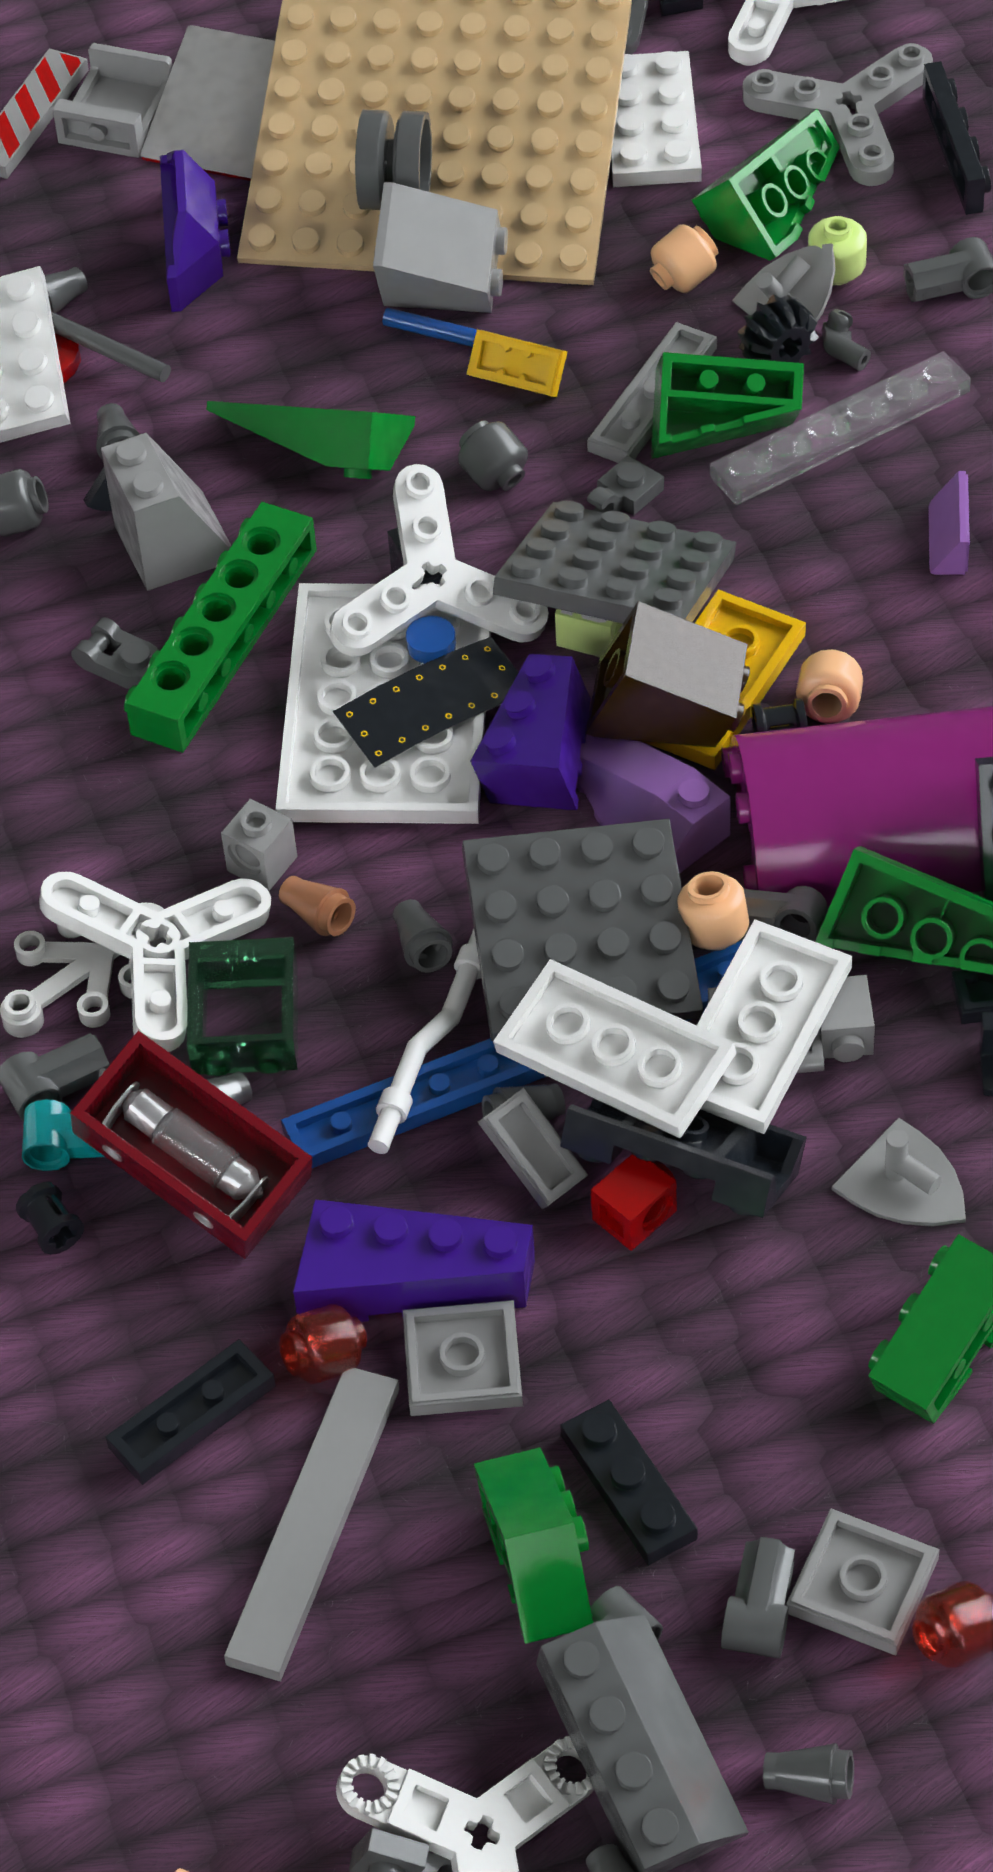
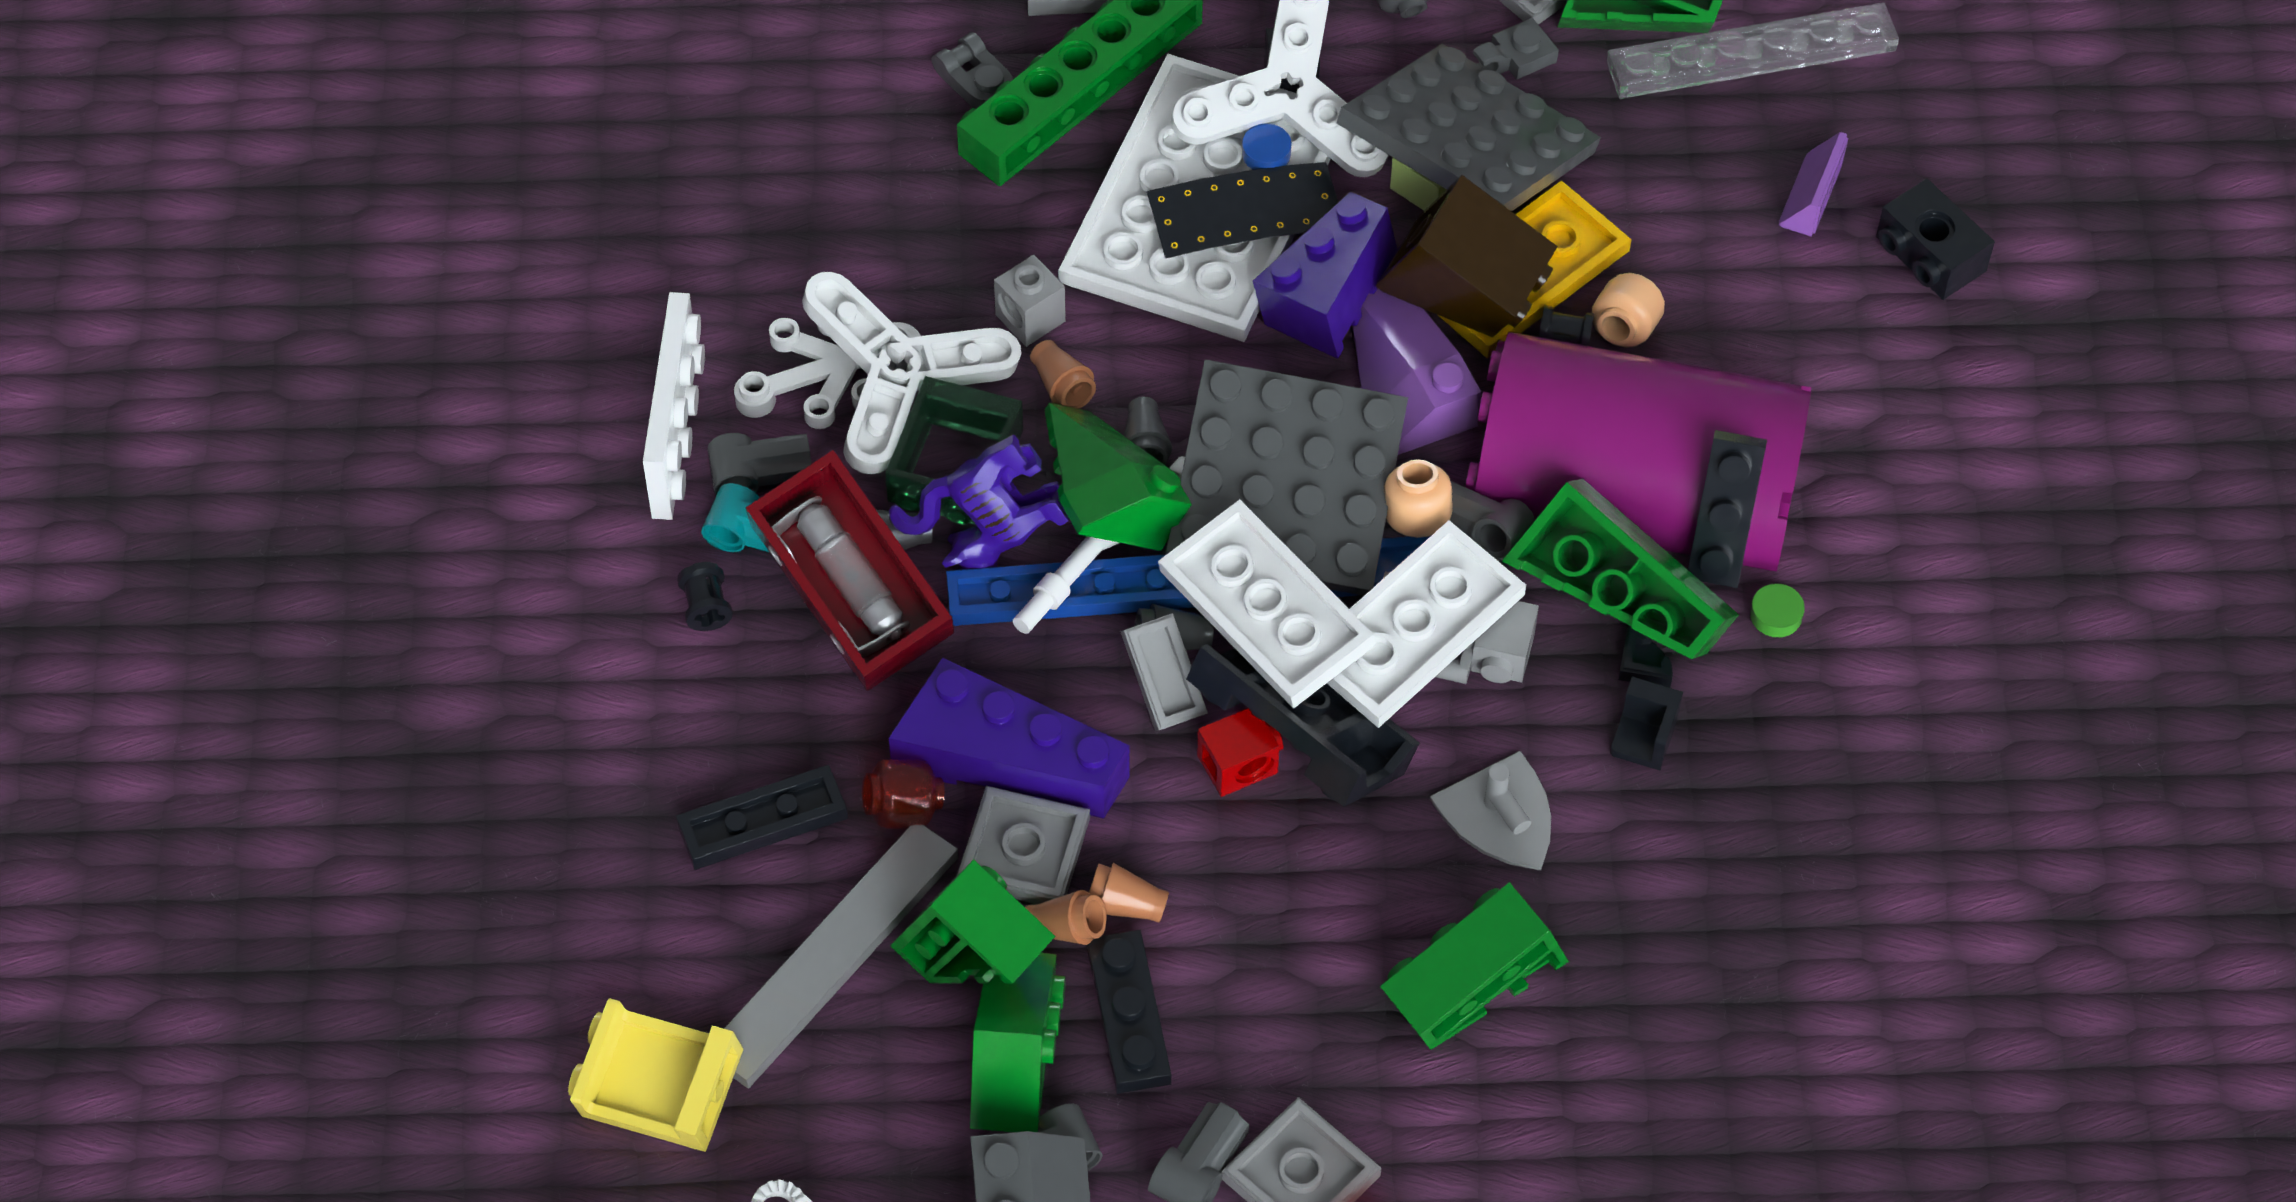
camera: 15 degrees right, 5 degrees up
(185, 1698) = (655, 1076): none -> light yellow panel
(307, 1038) = (991, 500): none -> dark purple animal
(416, 986) = (1111, 483): none -> green wedge
(455, 1446) = (973, 931): none -> green wedge
(534, 1411) = (1072, 917): none -> nougat cone
(579, 1370) = (1127, 894): none -> nougat cone

